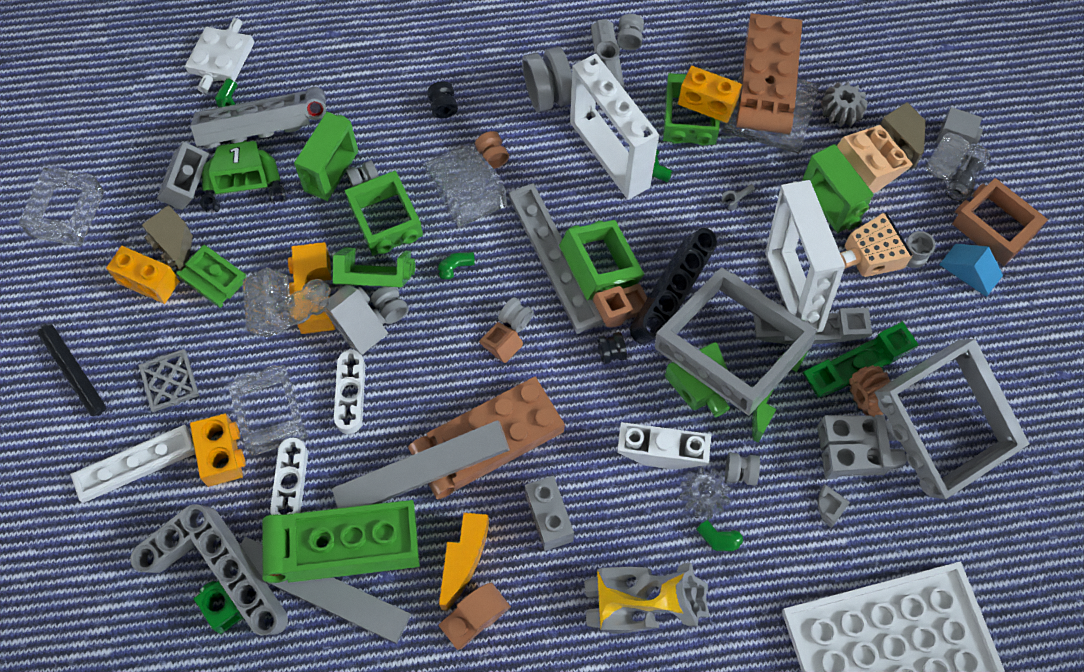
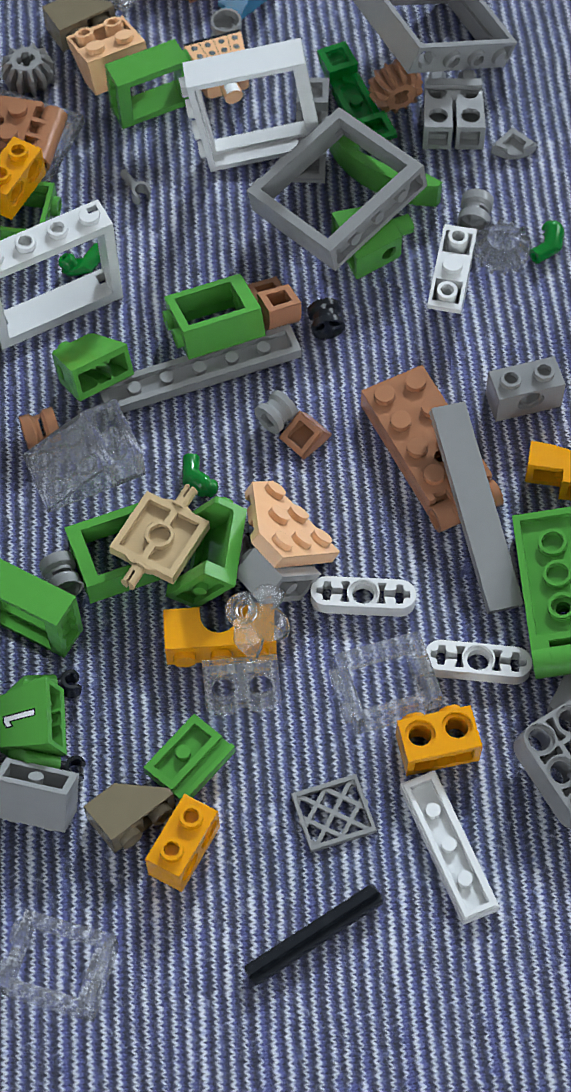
camera: 85 degrees left, 5 degrees down
(379, 230) = (159, 537): none -> tan plate
(394, 321) = (283, 529): none -> light nougat plate
(543, 172) = (91, 364): none -> bright green torso
(665, 293) = (255, 248): black beam -> none

